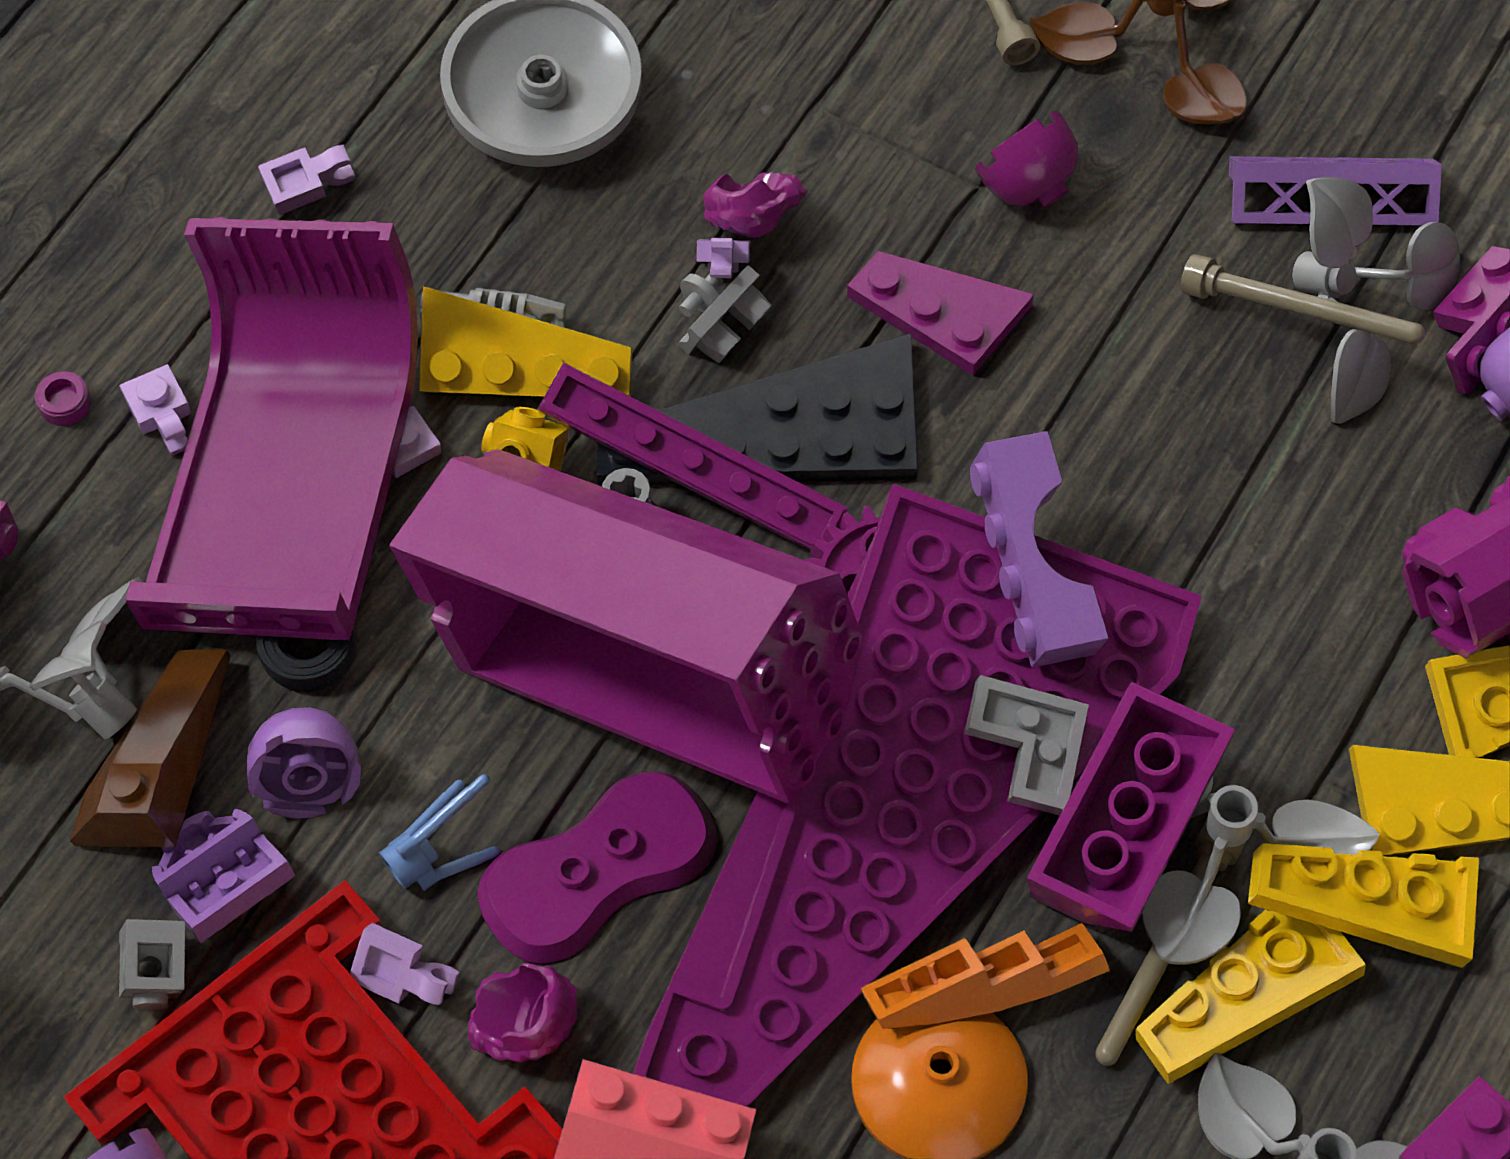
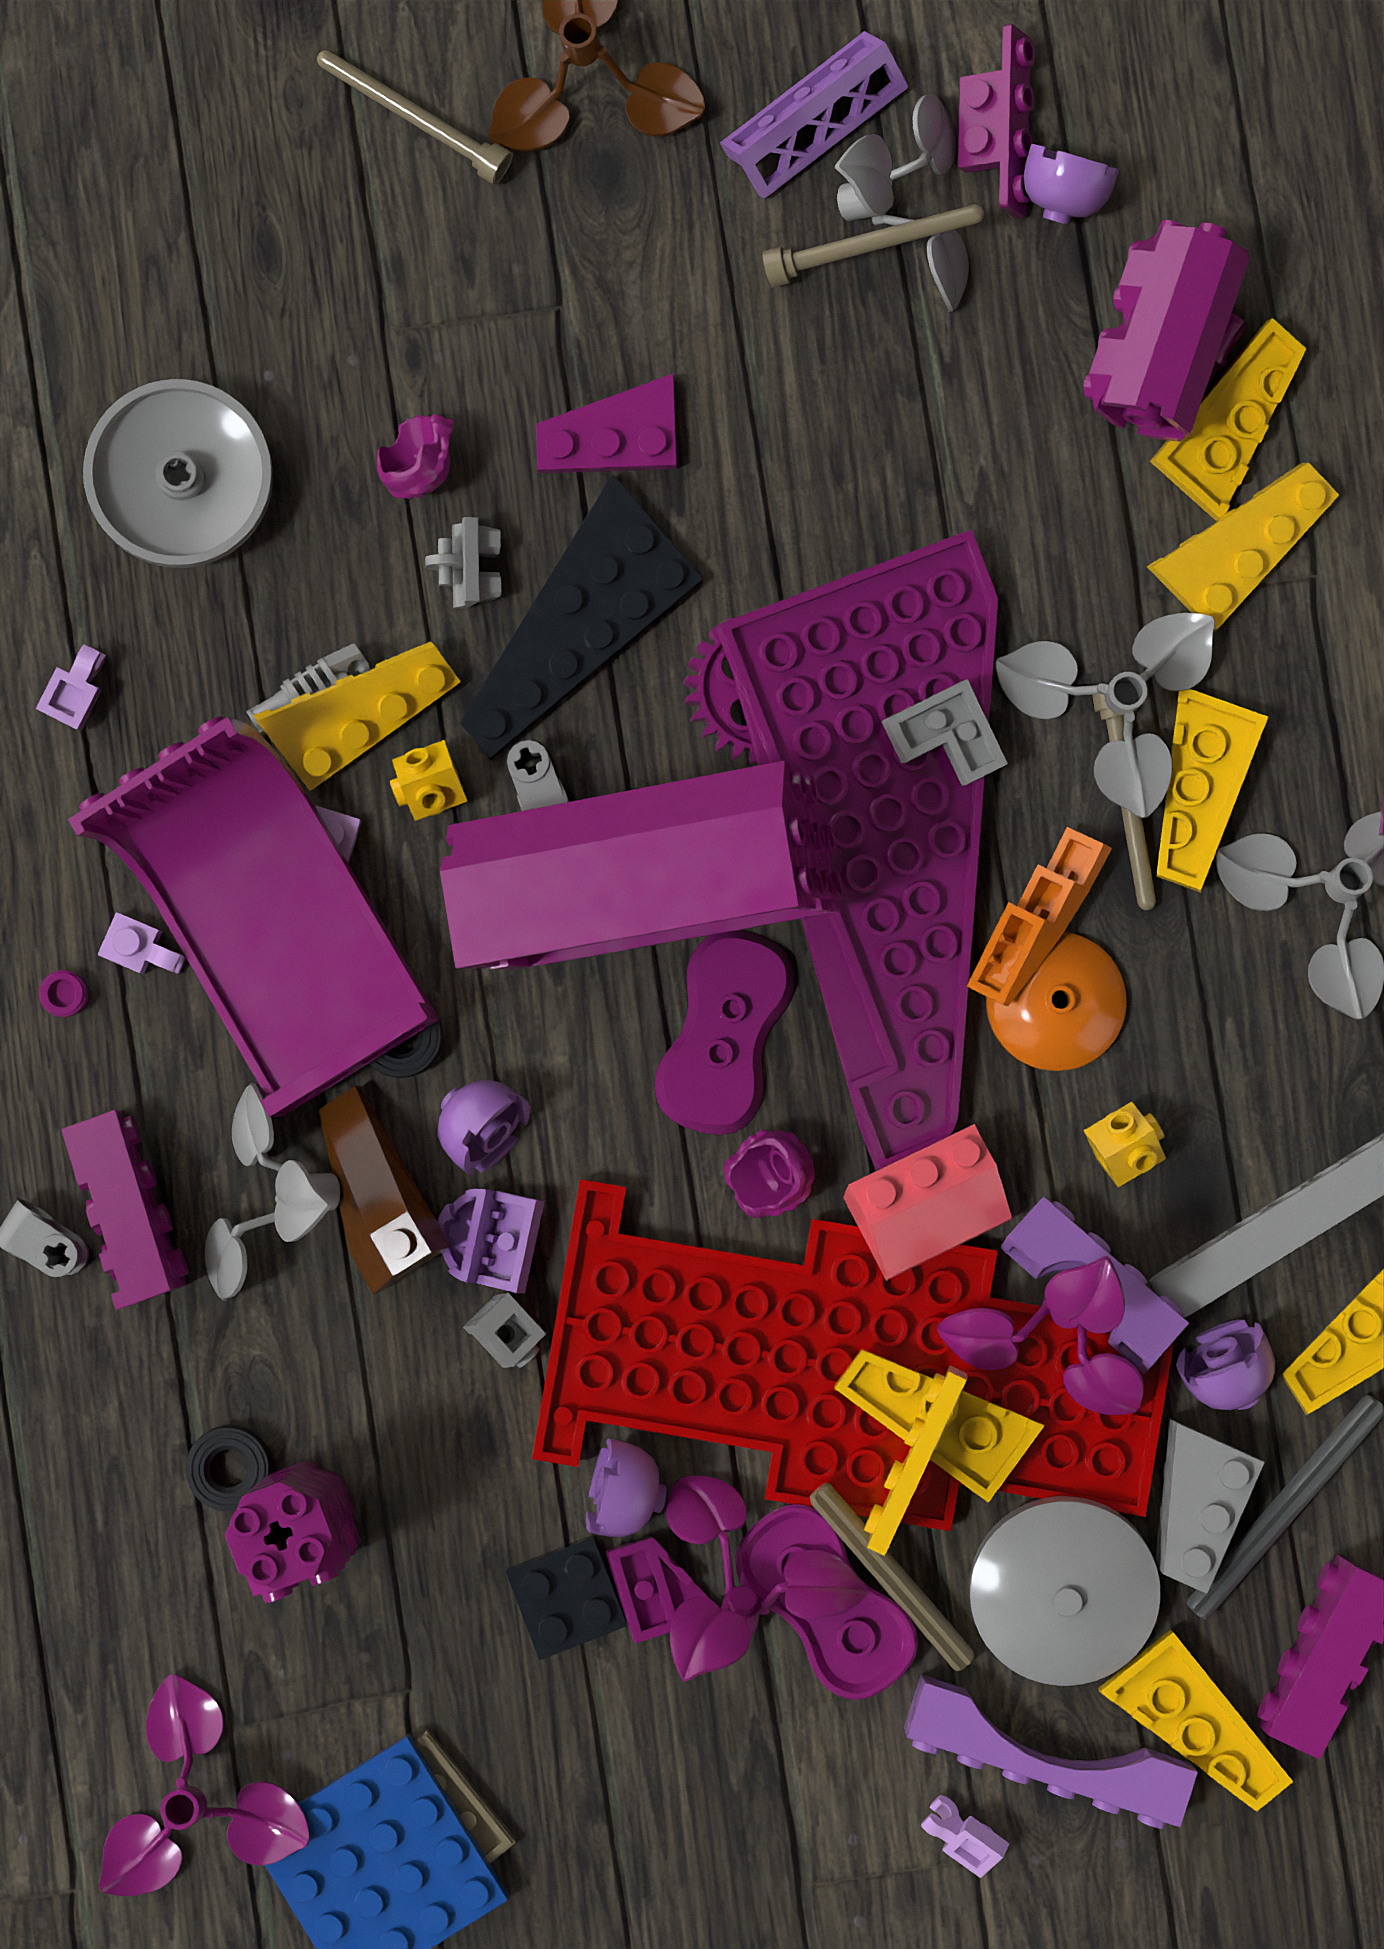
camera: 40 degrees left, 25 degrees up
(392, 968) = (660, 1208): lavender plate -> none
(411, 853) = (606, 1126): medium blue plant -> none
(689, 458) = (549, 698): magenta tile -> none
(723, 255) = (433, 517): lavender plate -> none
(1033, 164) = (592, 266): magenta cylinder -> none
(1054, 614) = (806, 562): medium lavender arch -> none
(1128, 810) = (1052, 733): magenta slope -> none
(1394, 901) = (1244, 662): yellow wing -> none

